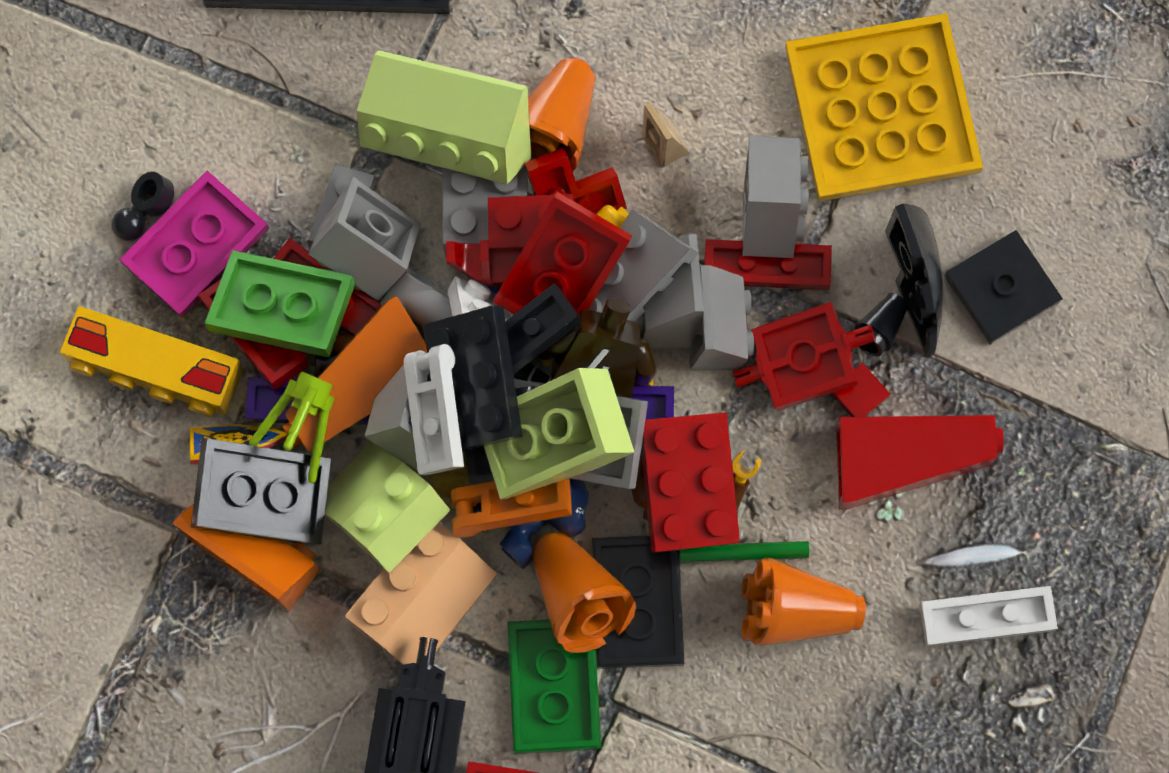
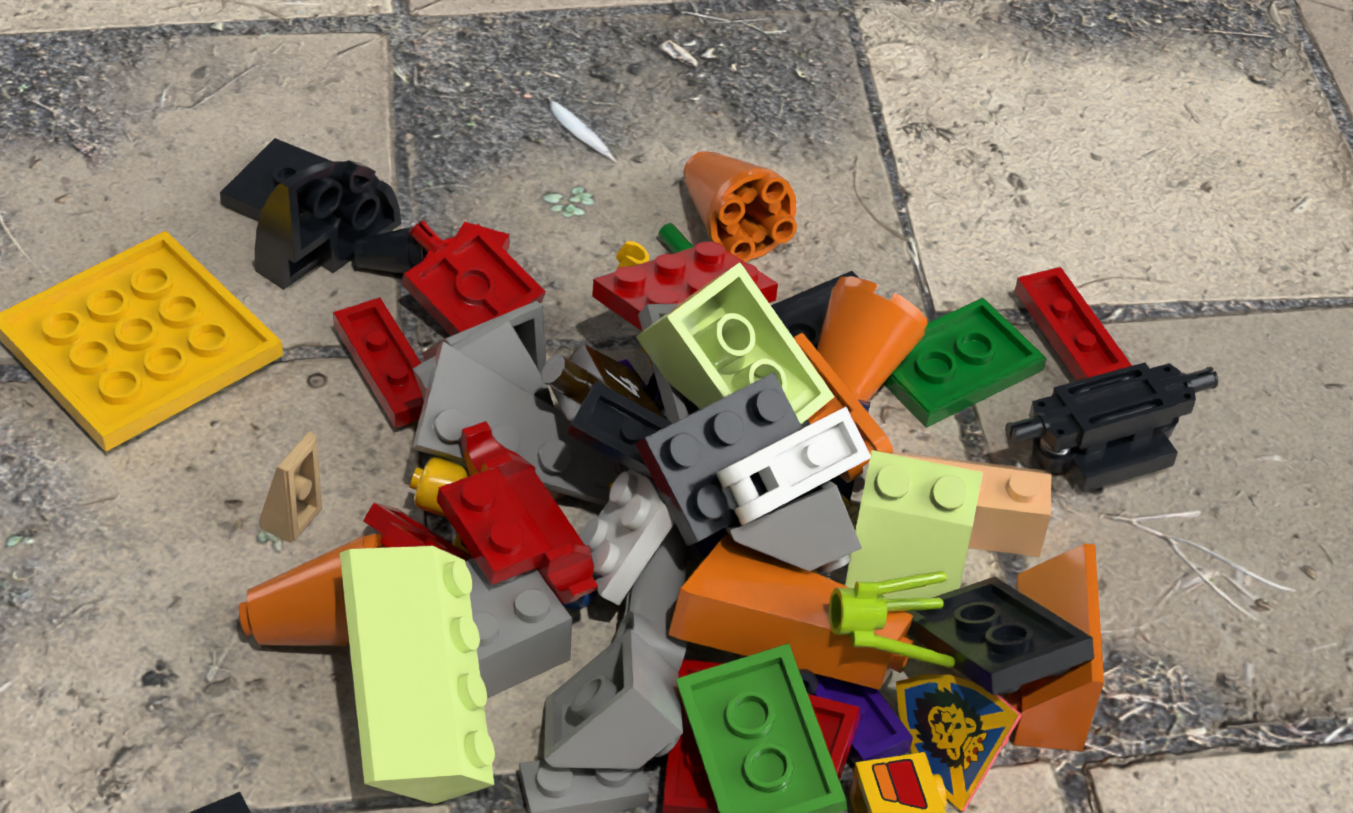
camera: 125 degrees left, 30 degrees down
(565, 249) = (536, 458): red plate -> none
(774, 197) = (317, 351): light grey brick -> none
(908, 452) = (521, 186): red slope -> none
(988, 616) = (633, 88): white plate -> none

